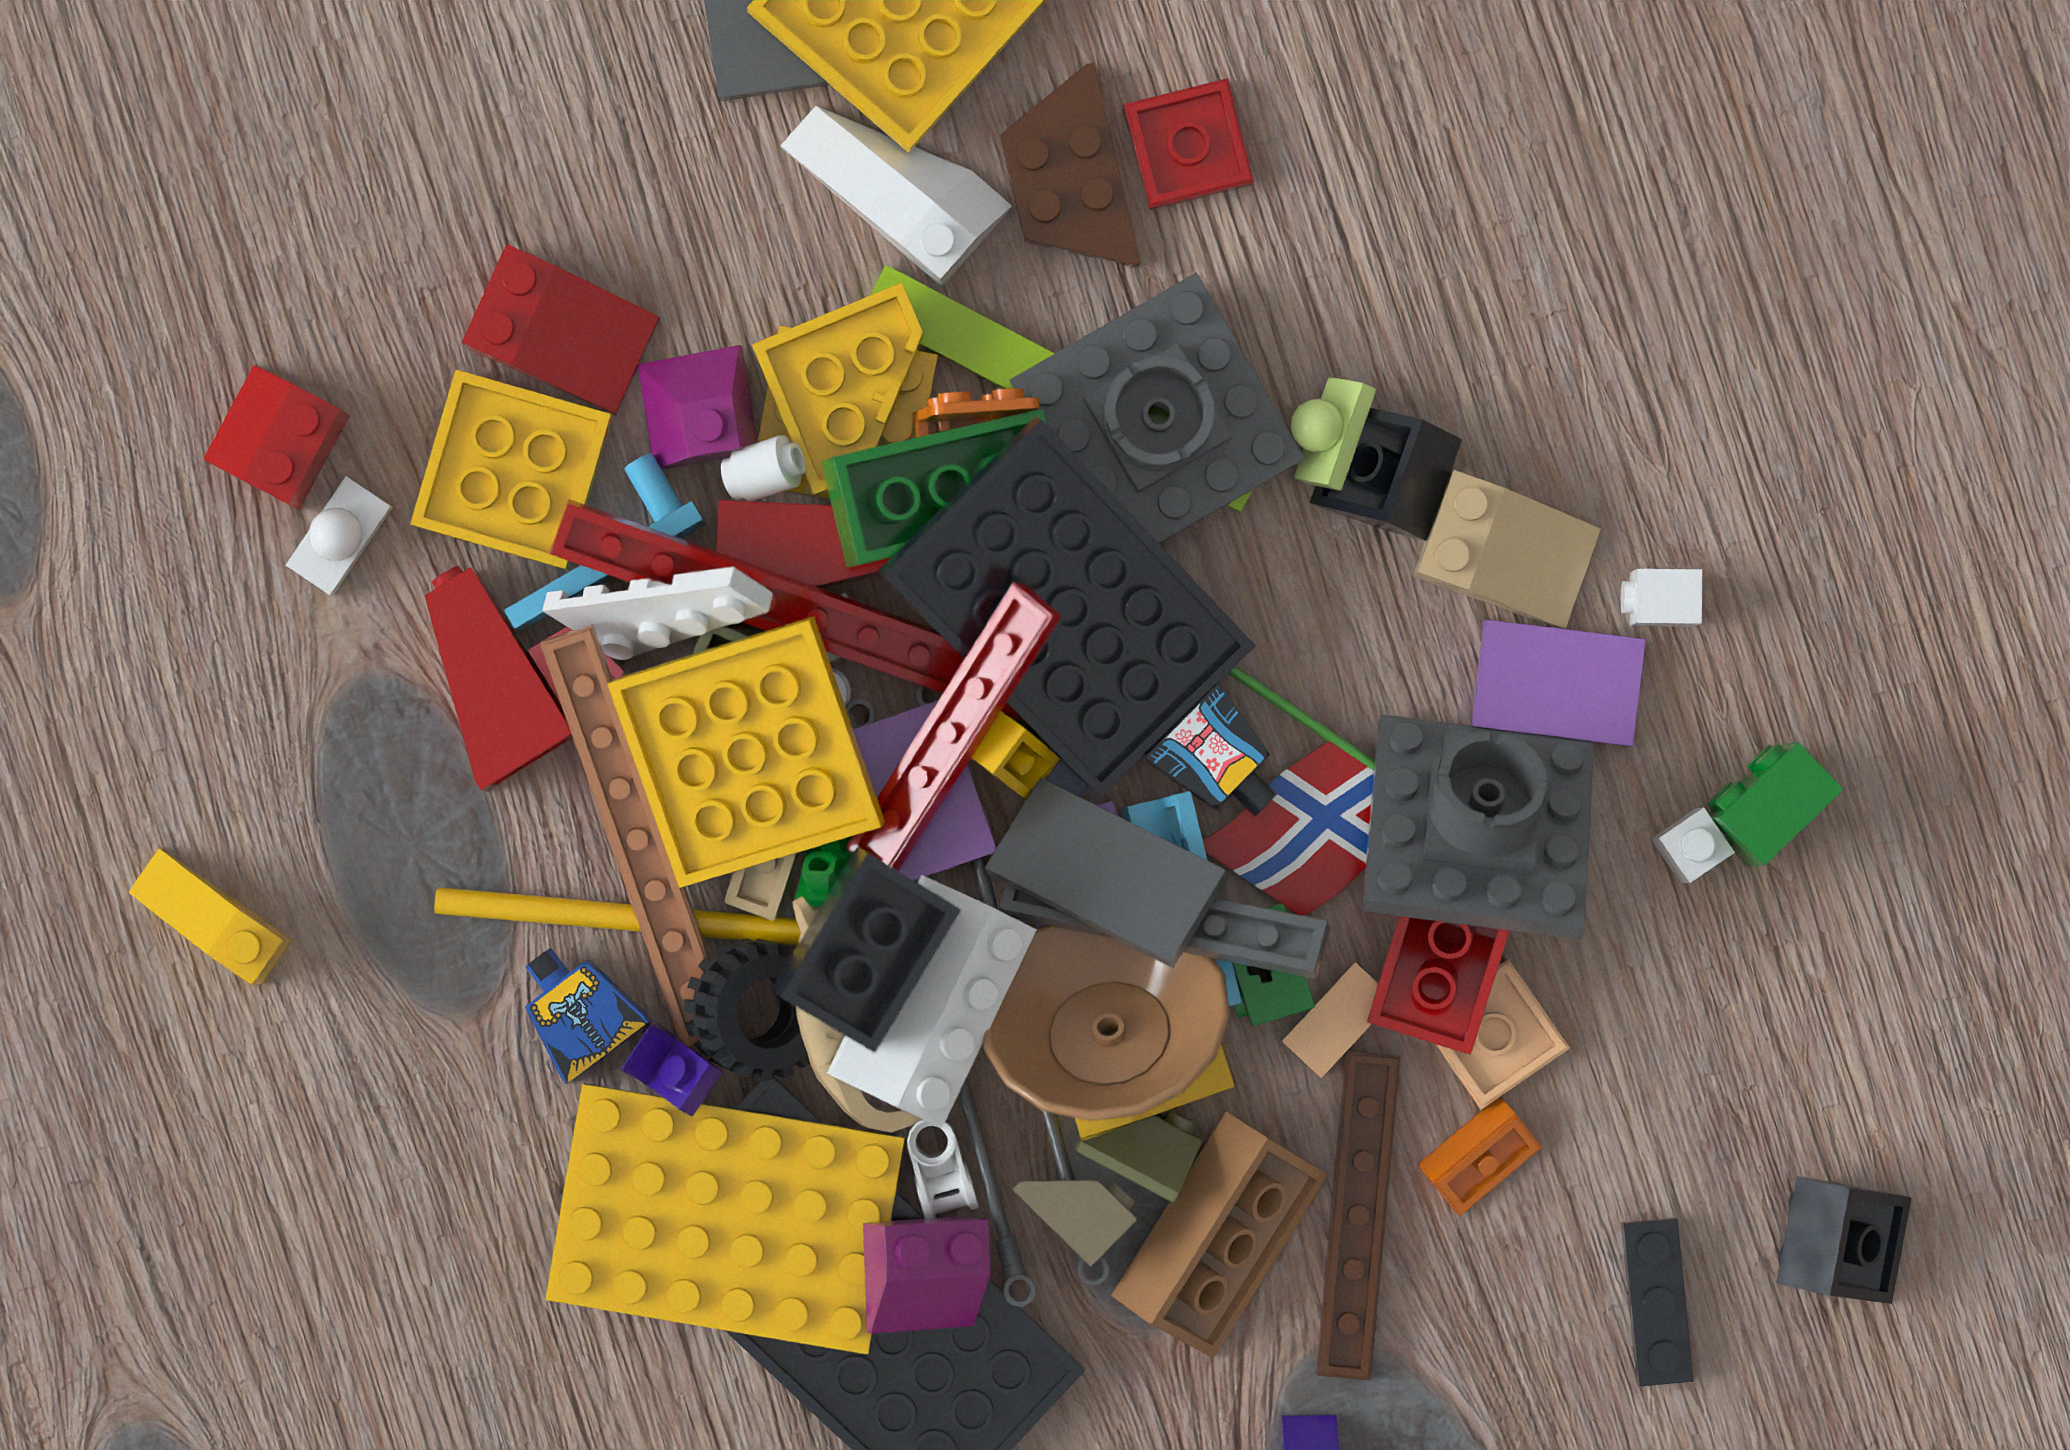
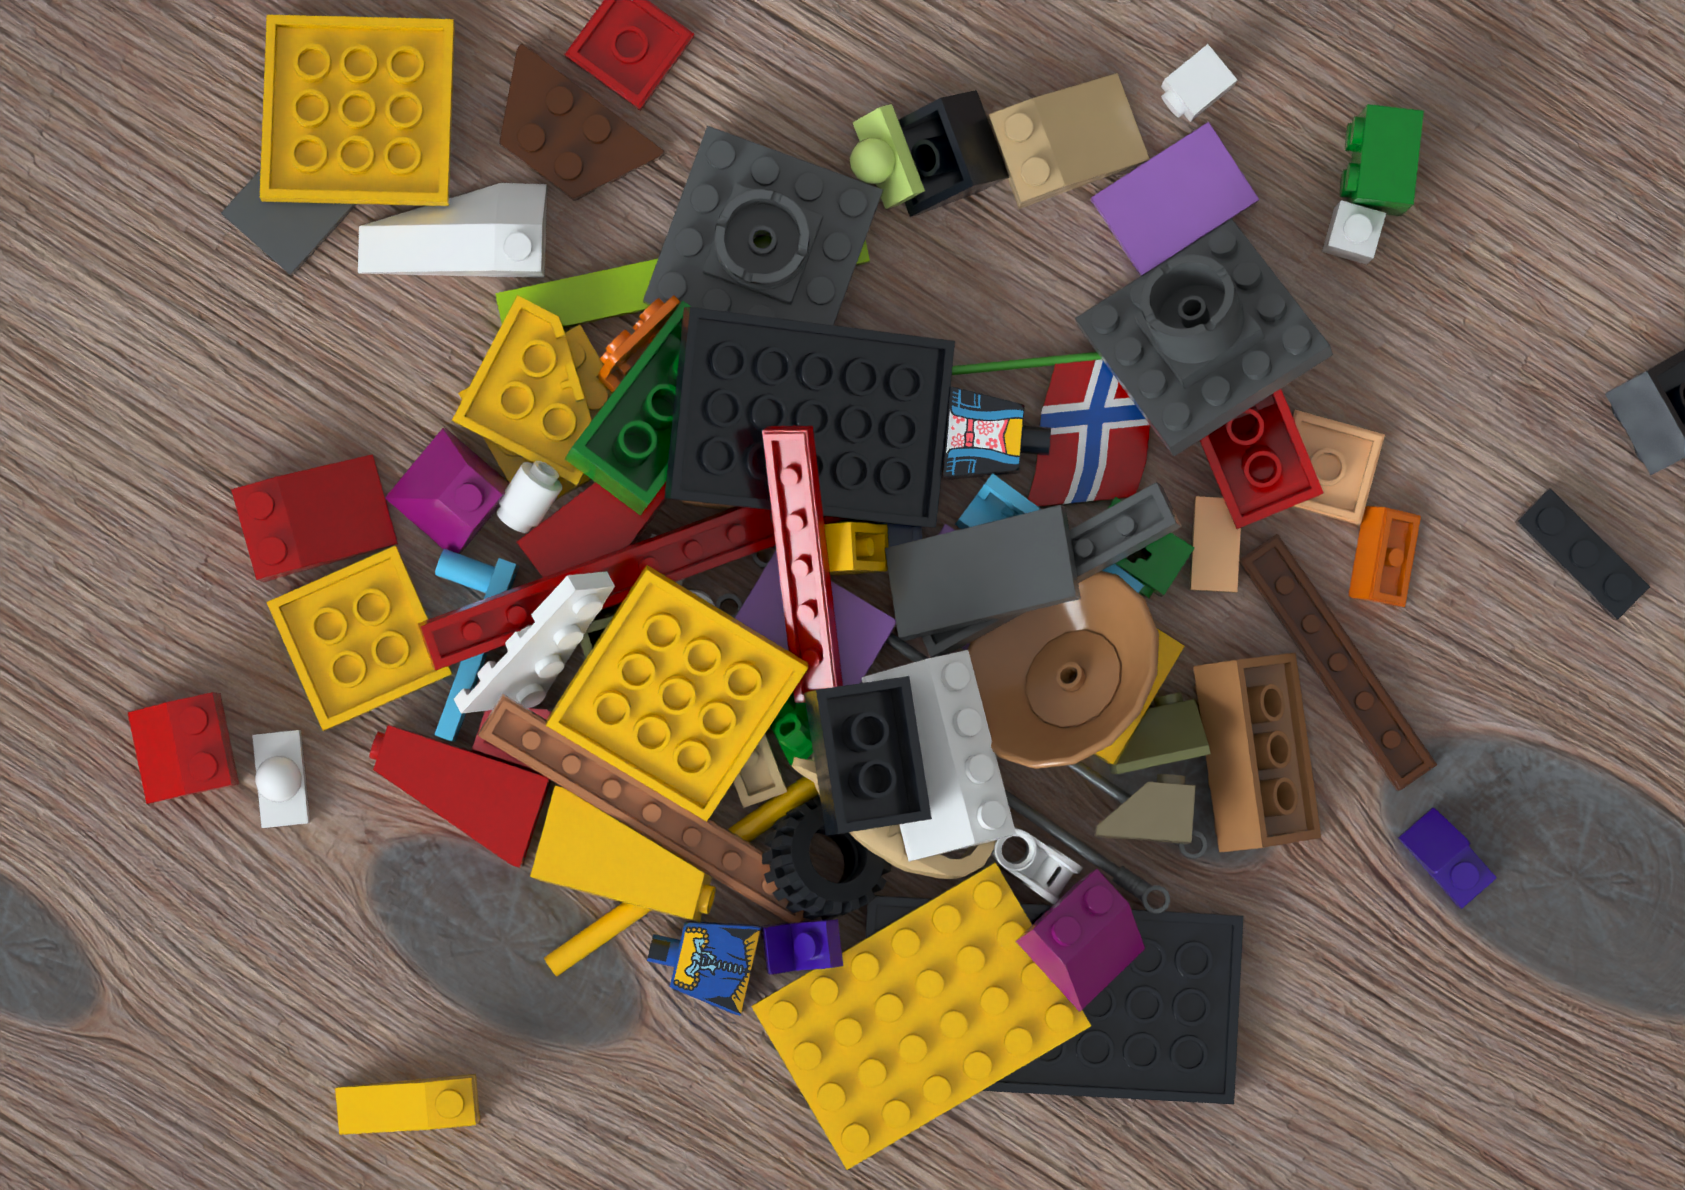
camera: 45 degrees left, 0 degrees up
(565, 847) = (608, 859): none -> yellow slope

